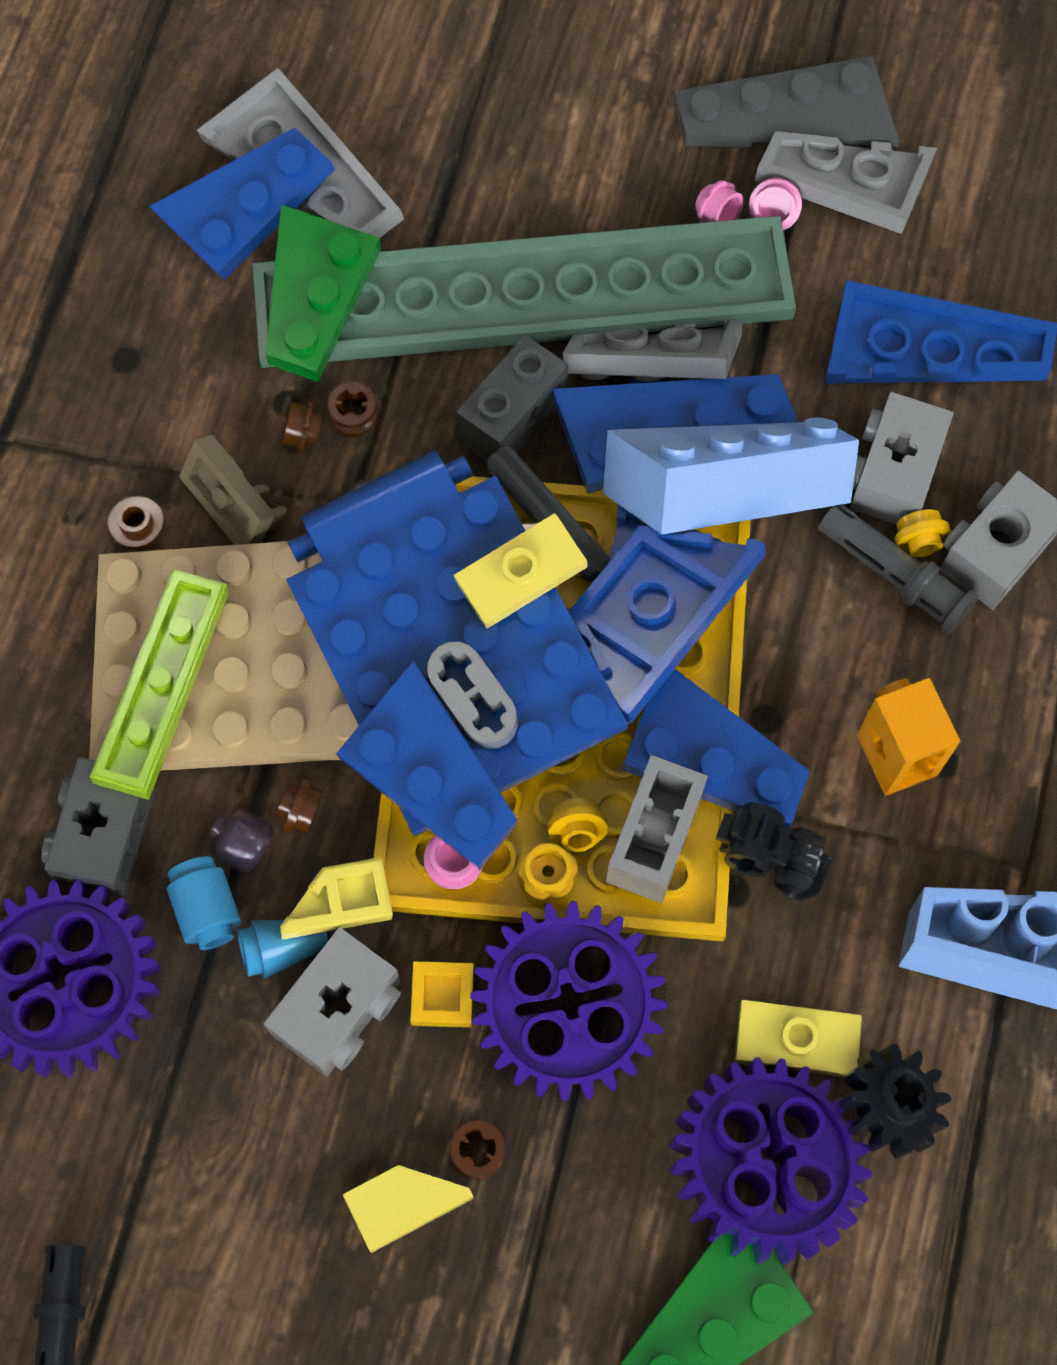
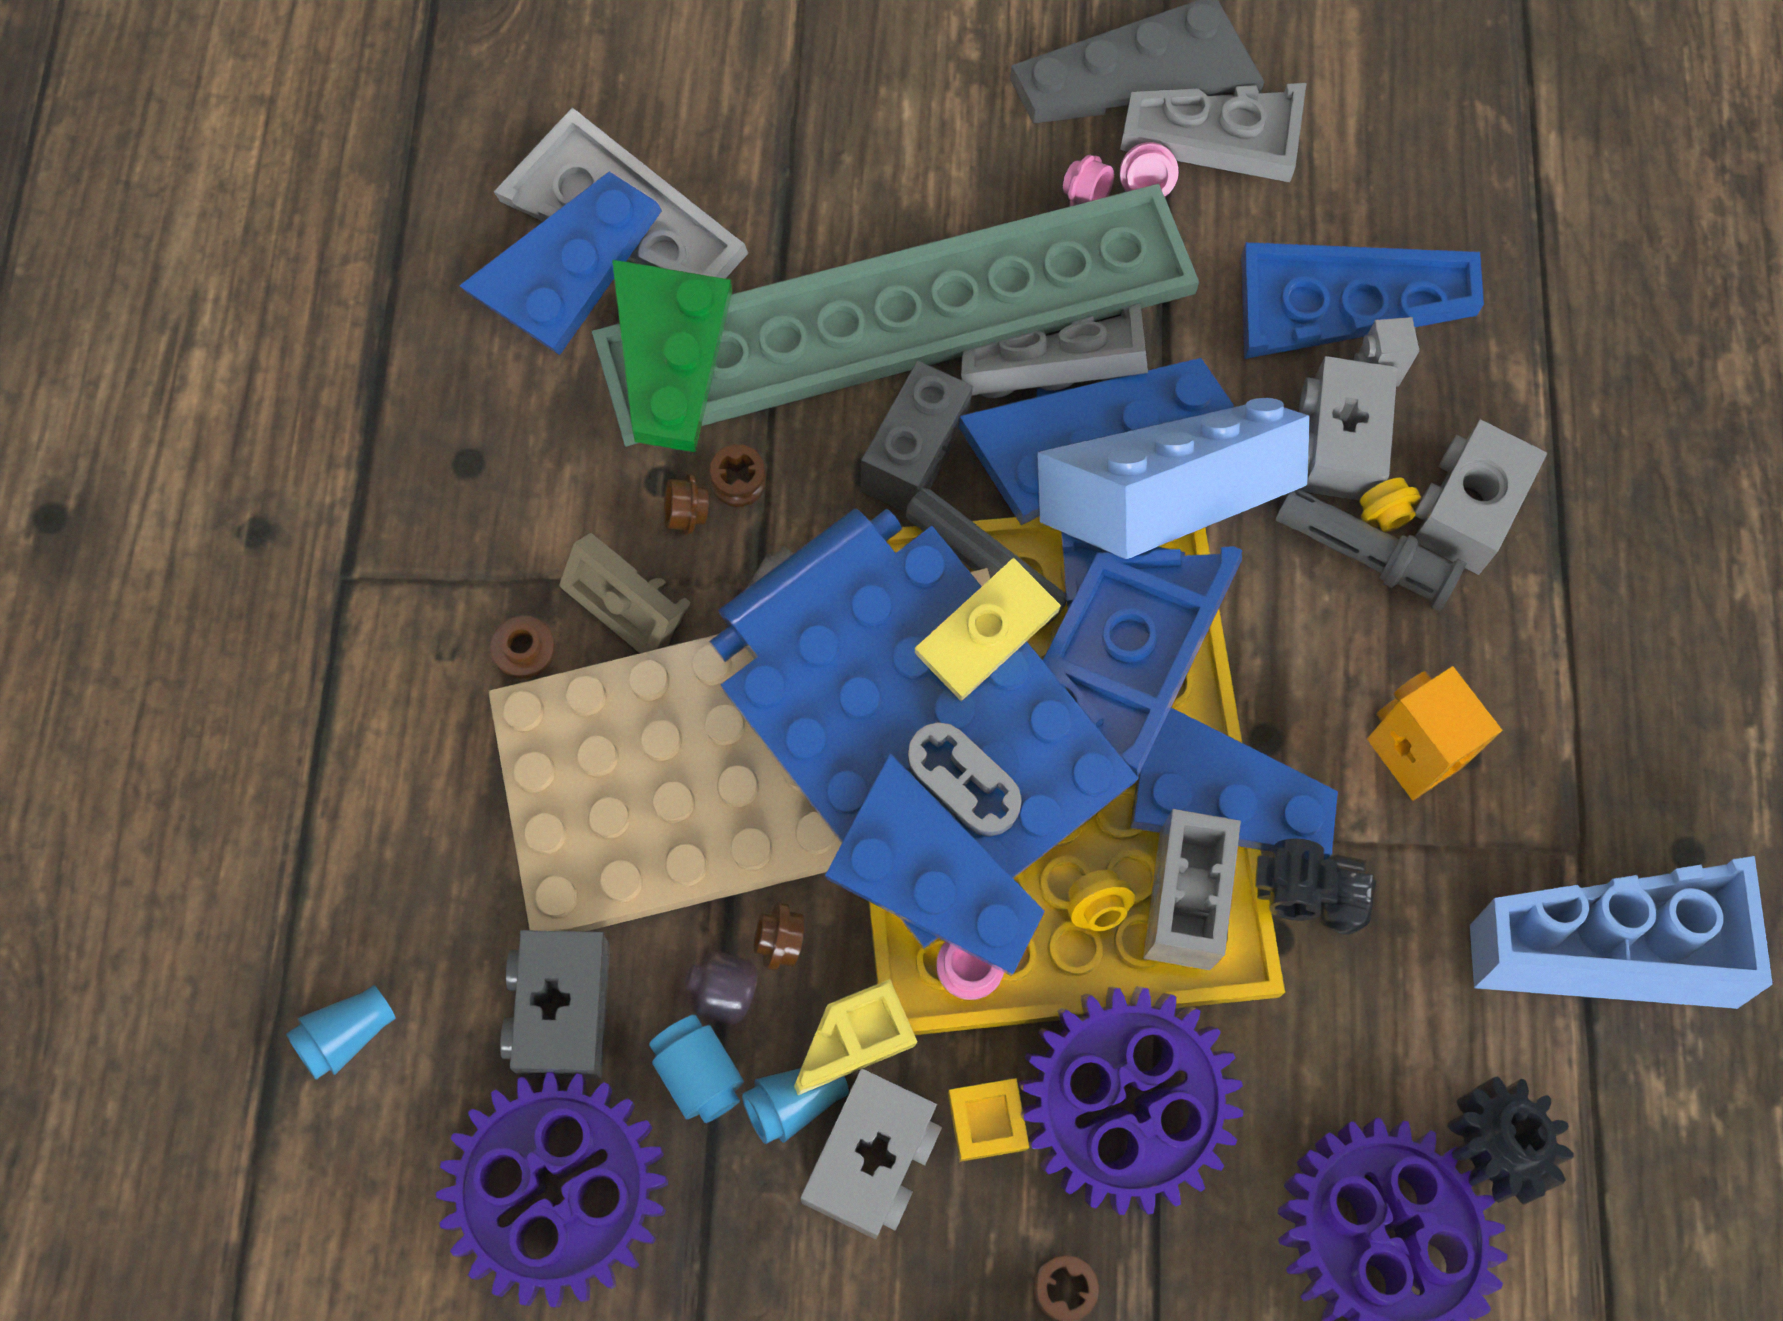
camera: 15 degrees left, 0 degrees up
(160, 684) = (597, 830): lime tile -> none
(553, 856) = (1088, 944): yellow plate -> none
(802, 1036) = (1385, 1087): light yellow plate -> none
(954, 392) = (1390, 344): none -> light grey piece

